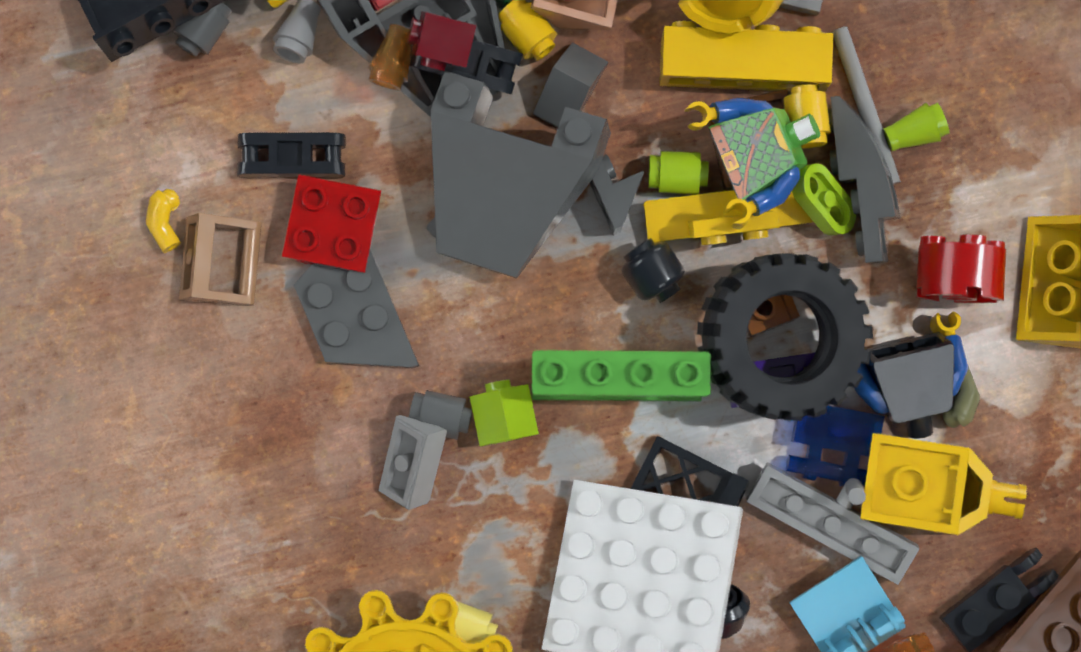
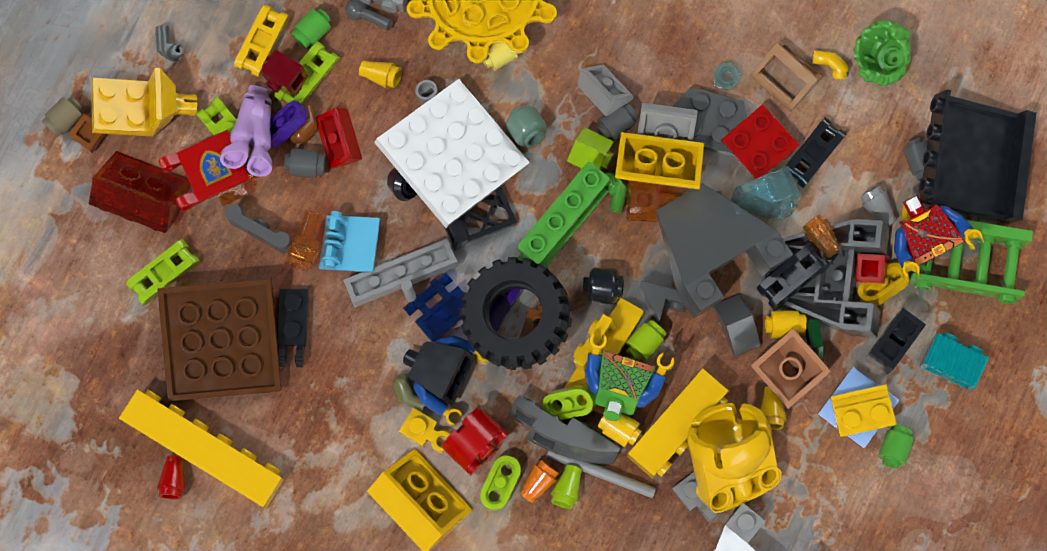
camera: 130 degrees right, 5 degrees down
(105, 172) = (883, 52): none -> bright green hair
(265, 327) = (727, 68): none -> clear light blue plate
(386, 157) = (769, 195): none -> clear light blue slope
(407, 343) = (667, 122): none -> light grey plate
(440, 40) = (810, 263): dark red brick -> none
(455, 317) = (659, 160): none -> yellow slope
(498, 291) = (656, 200): none -> clear orange piece
(521, 347) = (618, 192): none -> bright green arm
(533, 518) = (526, 126): none -> sand green head
(933, 486) = (377, 333): yellow plate -> none
(935, 165) = (539, 481): none -> orange cone
(974, 208) = (498, 482): none -> lime plate
(988, 350) = (421, 428): none -> yellow plate

